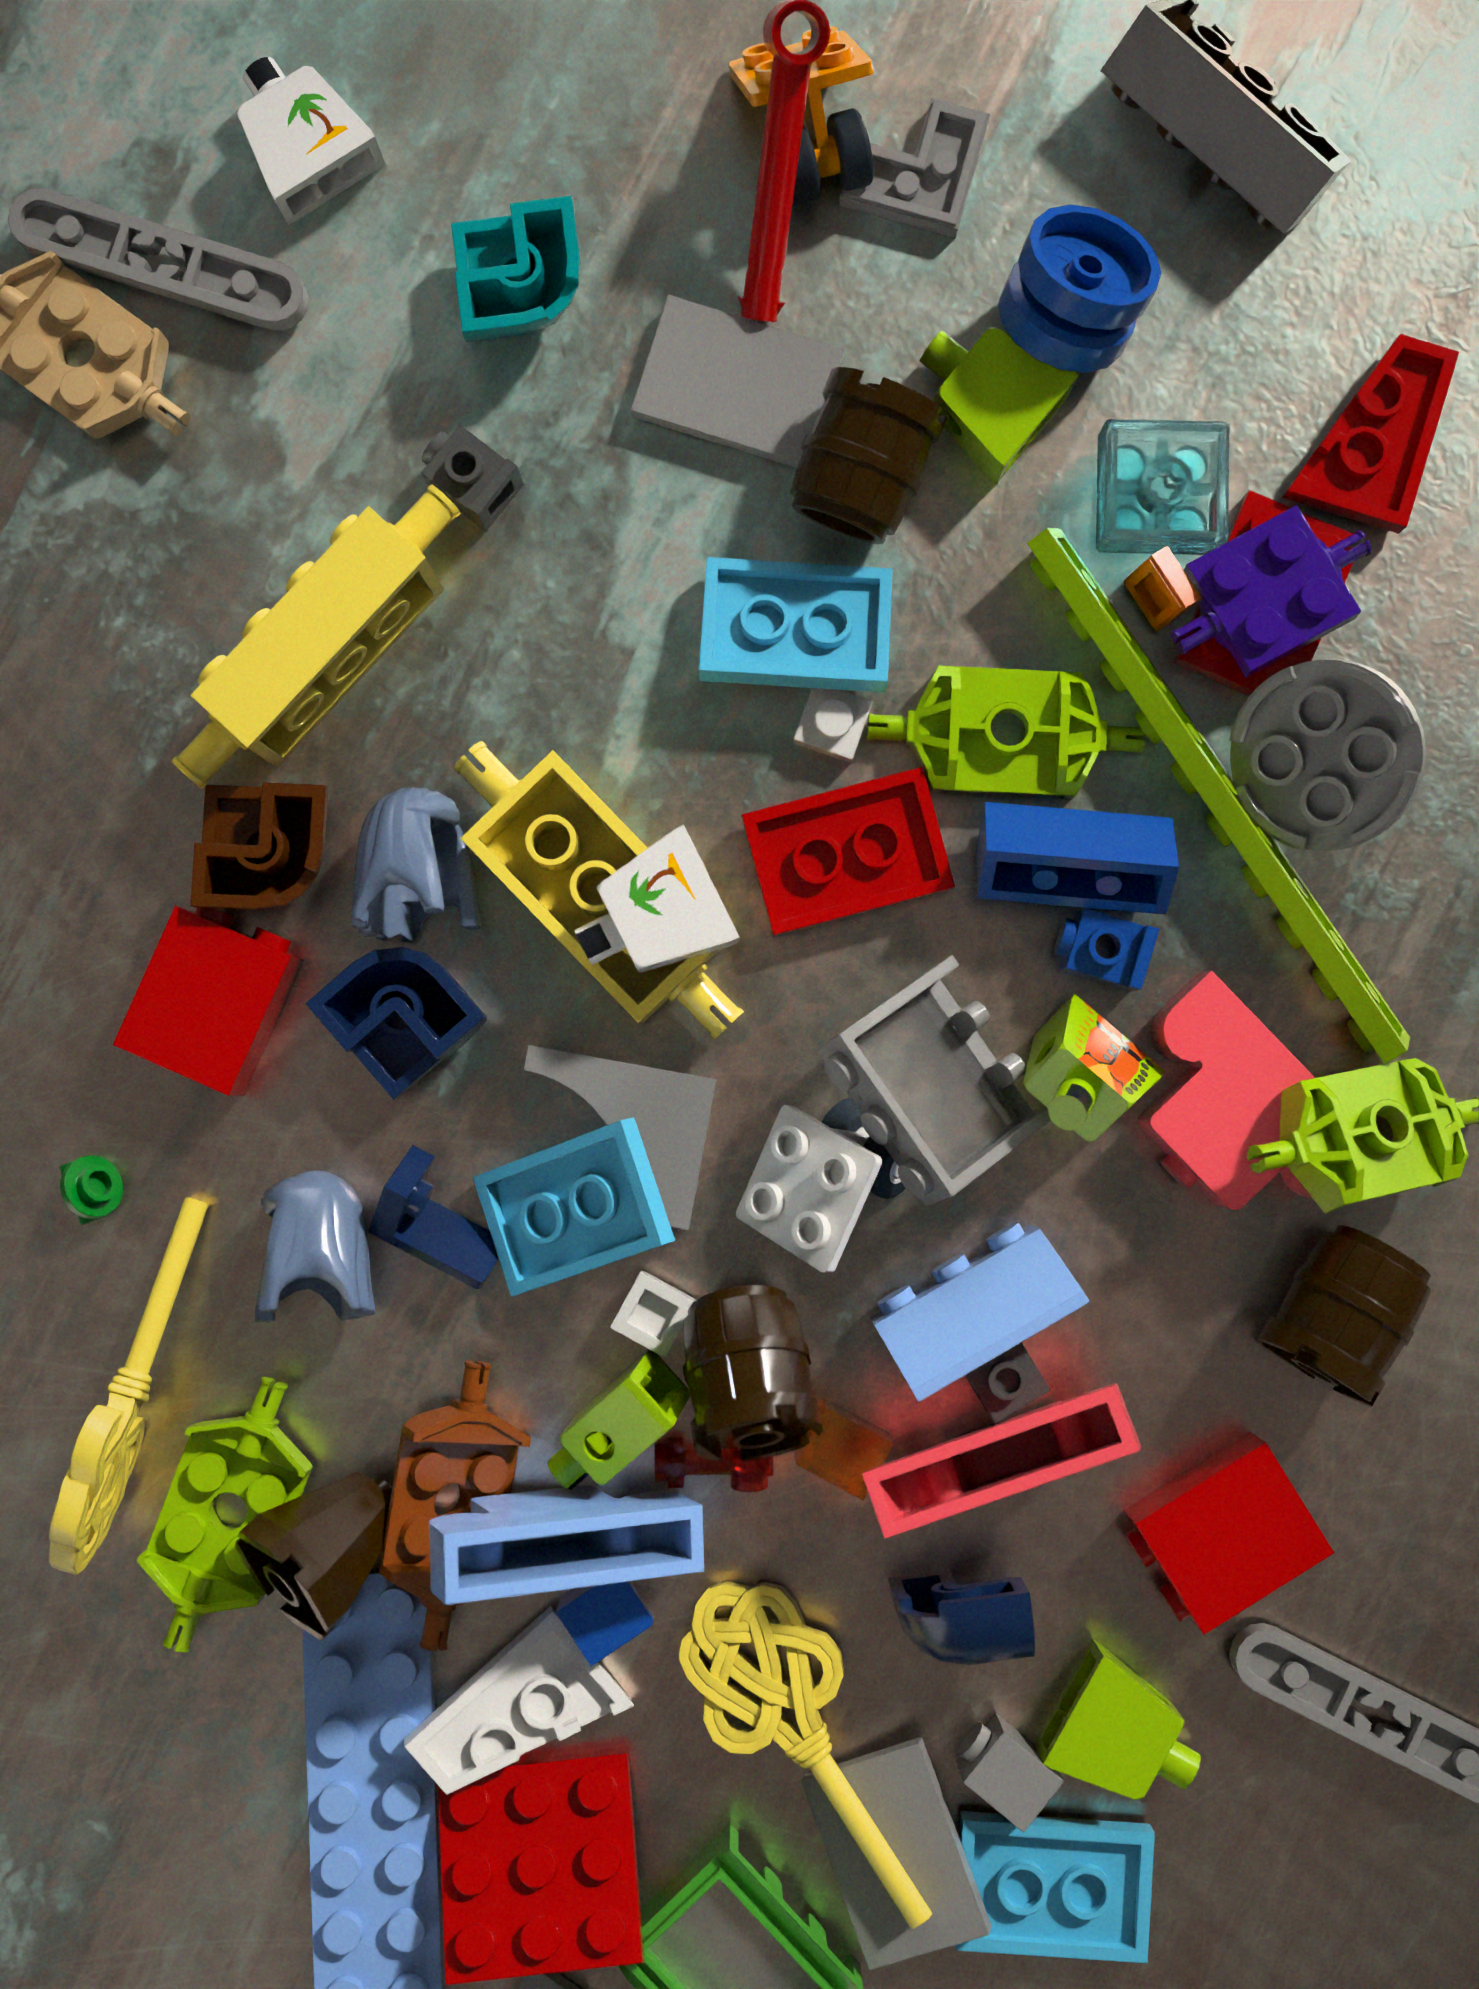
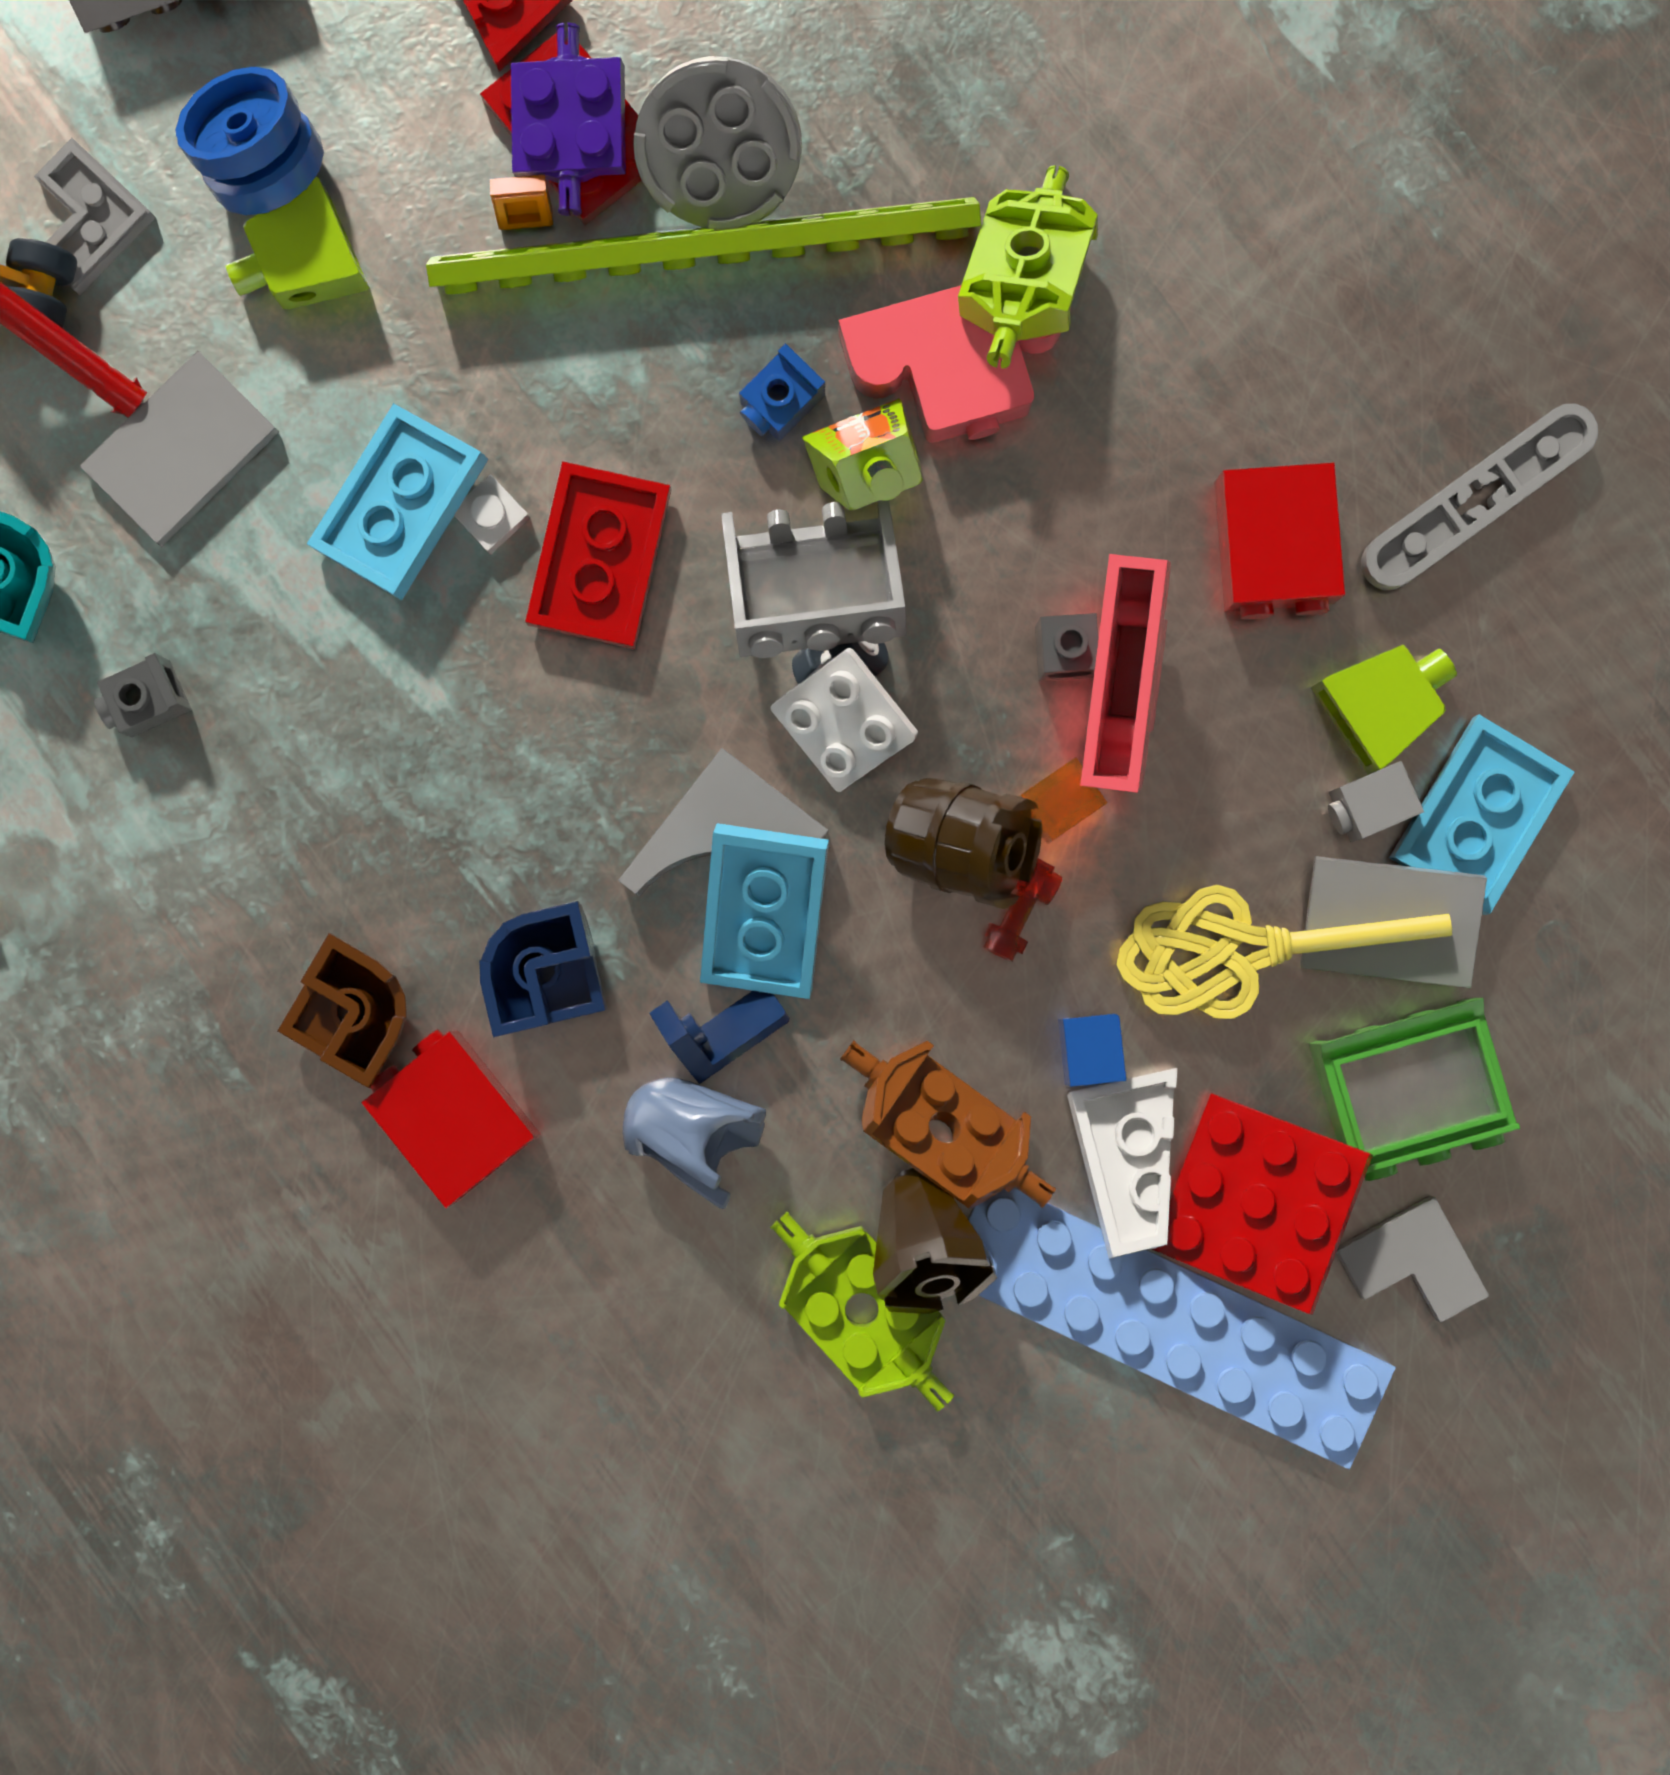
camera: 65 degrees left, 0 degrees up
(90, 1188) = (550, 1290): green plate -> none
(114, 1432) = (745, 1357): light yellow piece -> none
(318, 637) = (207, 879): light yellow brick -> none
(411, 866) = (428, 900): sand blue hair -> none
(552, 850) = (523, 764): light yellow brick -> none
(562, 1542) = (1017, 1043): light blue brick -> none
(620, 1422) = (948, 942): lime torso -> none
(652, 1313) = (880, 895): white plate -> none
(659, 908) = (565, 715): white torso -> none
(865, 455) = (293, 376): dark brown piece -> none
(956, 743) = (567, 426): lime plate -> none
(967, 1620) = (1240, 770): dark blue brick -> none
(976, 1308) = (1004, 639): light blue slope -> none
(1076, 858) = (696, 379): blue brick -> none
(1191, 461) = (431, 127): clear light blue brick -> none
(1349, 1312) = (1157, 355): dark brown piece -> none

